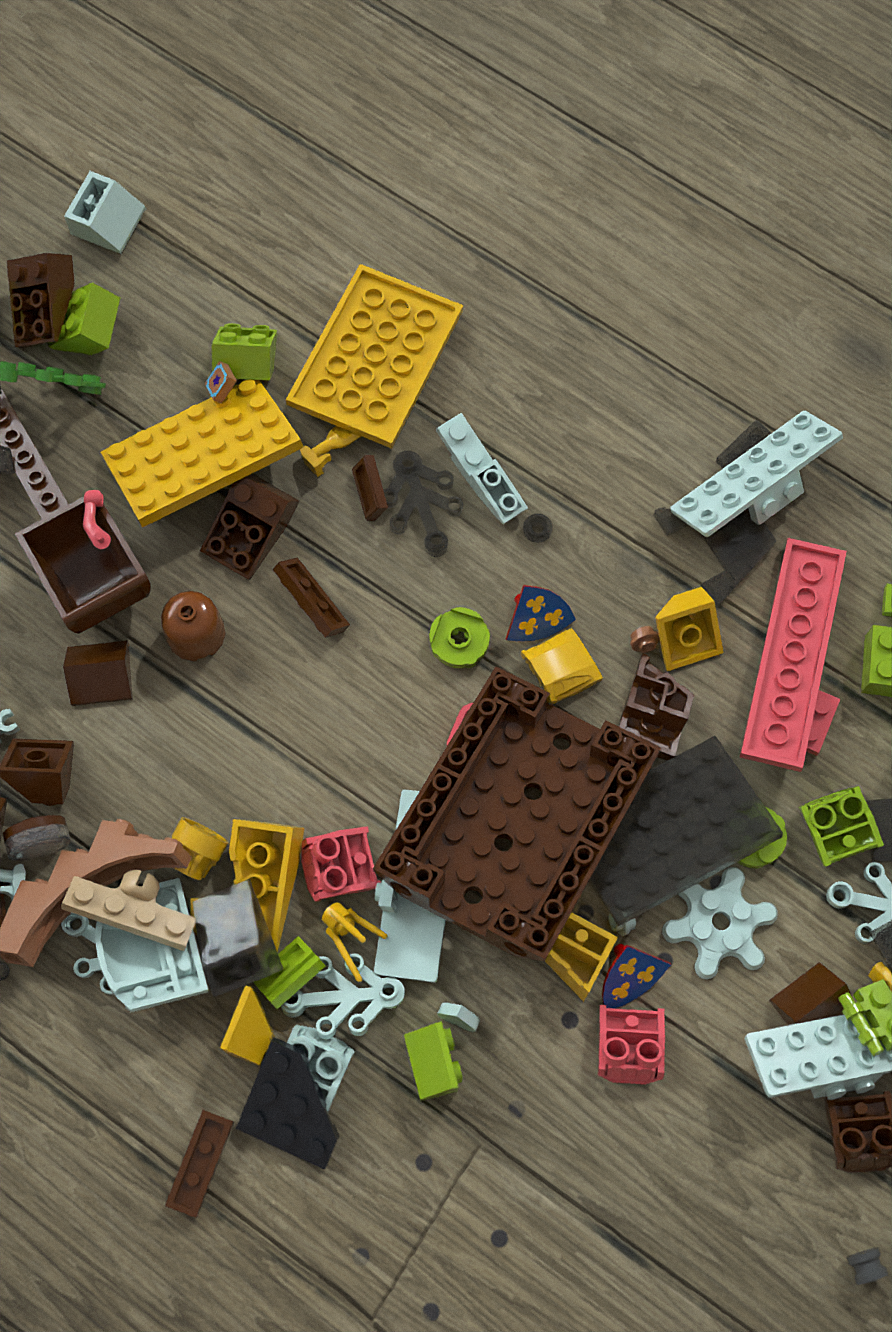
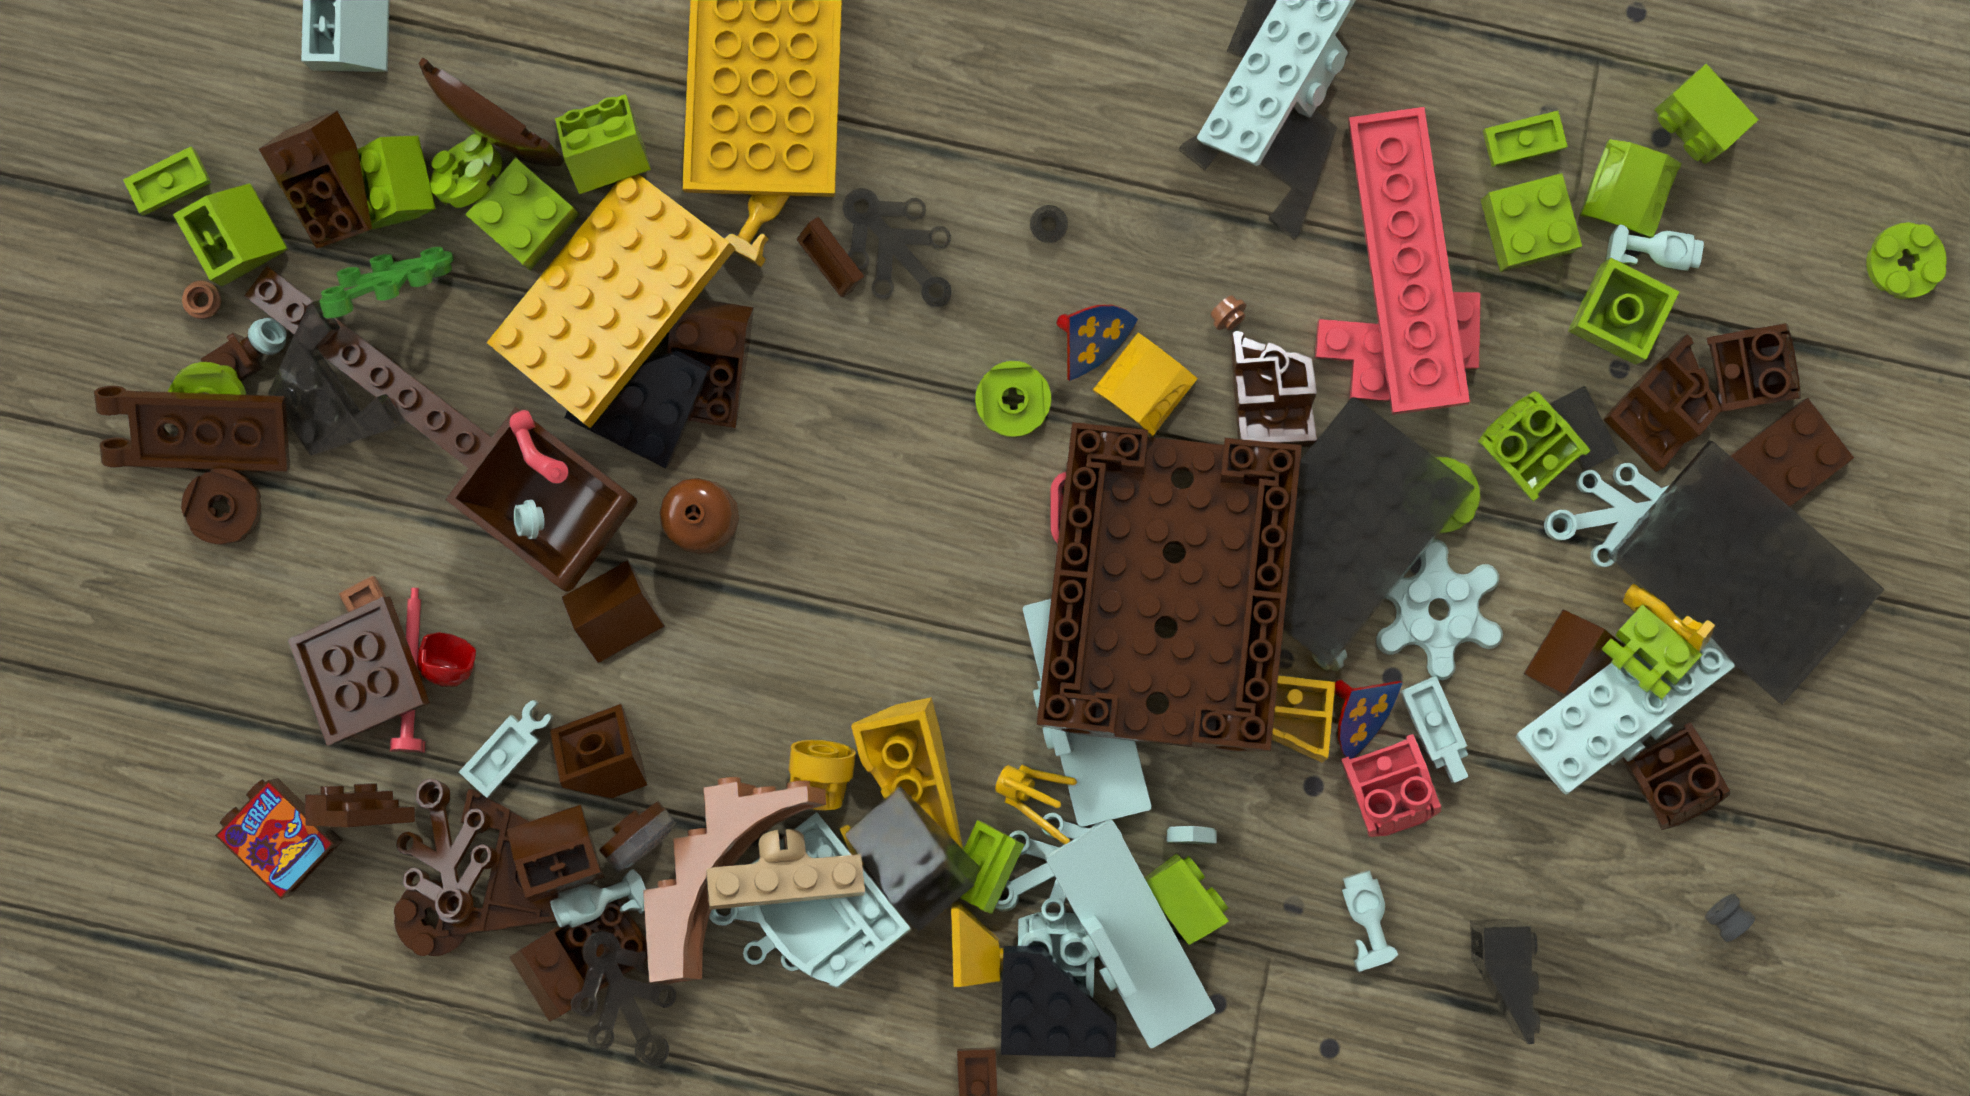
camera: 20 degrees left, 15 degrees up
(65, 563) = (528, 519): none -> light aqua plate
(137, 332) = (464, 171): none -> lime plate
(167, 375) = (522, 214): none -> lime brick
(174, 301) = (488, 119): none -> reddish brown slope
(193, 537) = (653, 407): none -> black plate
(220, 382) = (594, 200): nougat tile -> none
(311, 597) = (819, 421): reddish brown plate -> none
(338, 863) = (988, 723): coral slope -> none
(377, 1072) = (1129, 934): none -> light aqua bracket
(480, 469) = (953, 180): light aqua slope -> none
(574, 1134) = (1367, 908): none -> light aqua piece
(666, 1223) = (1504, 959): none -> clear smoke slope
(685, 1011) = (1437, 727): none -> light aqua hinge
(688, 629) = (1275, 279): yellow slope -> none
(734, 702) = (1363, 347): none -> coral plate

